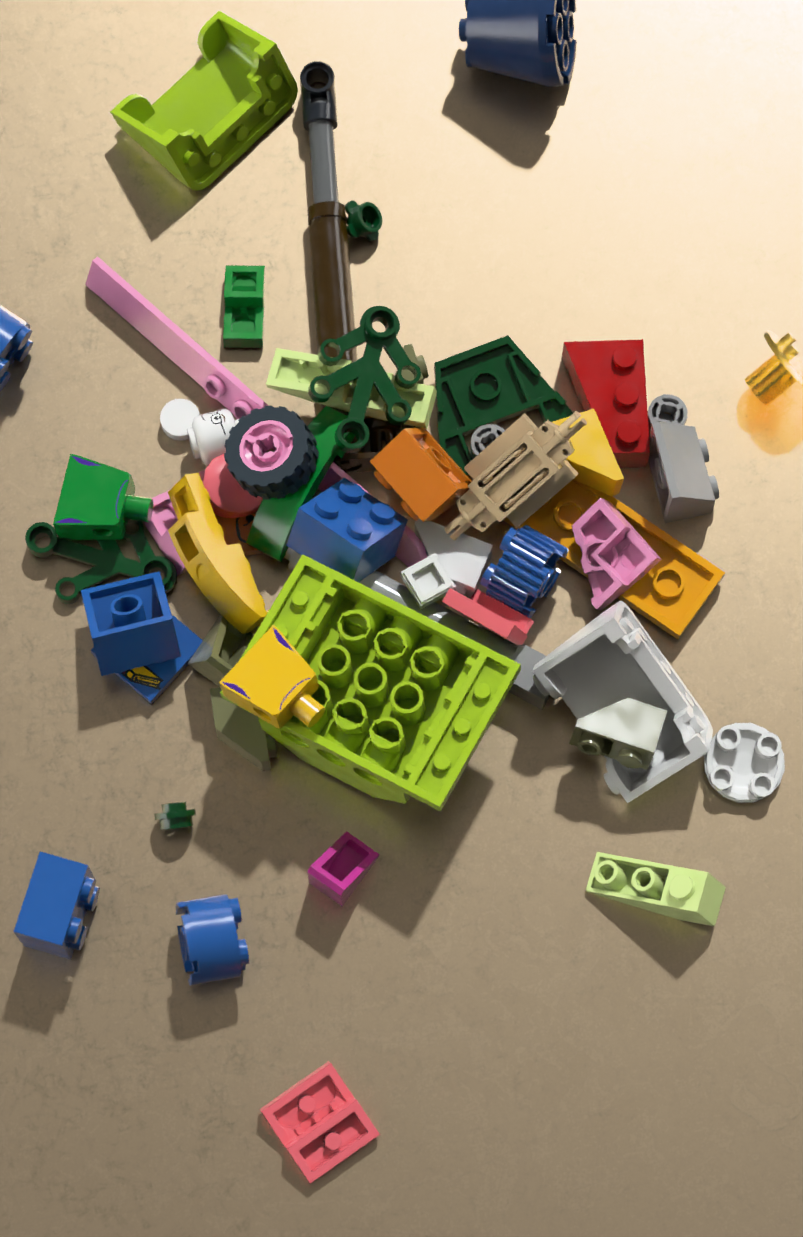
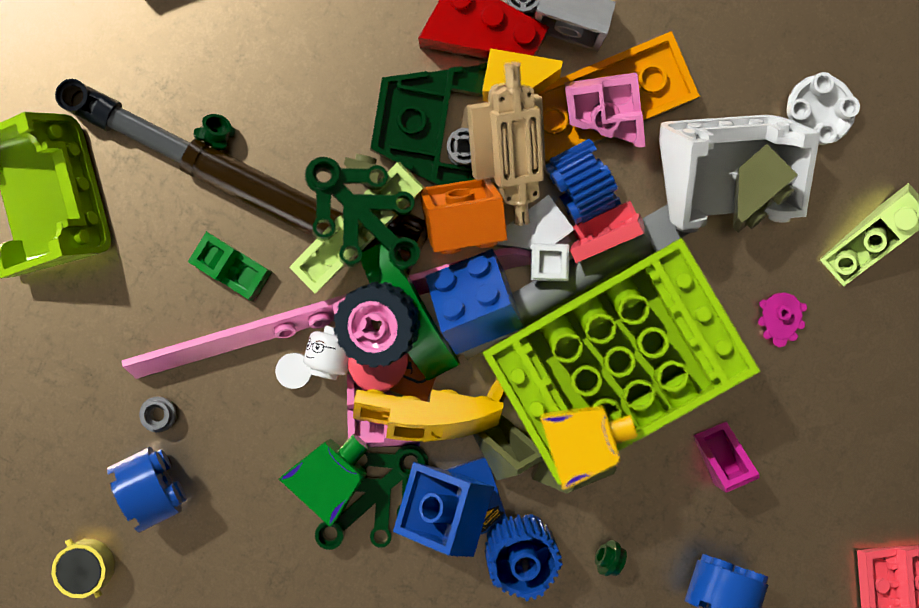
camera: 60 degrees left, 15 degrees up
(58, 312) = (147, 417): none -> light grey plate
(150, 723) = (522, 556): none -> blue brick
(515, 847) = (782, 318): none -> dark pink piece

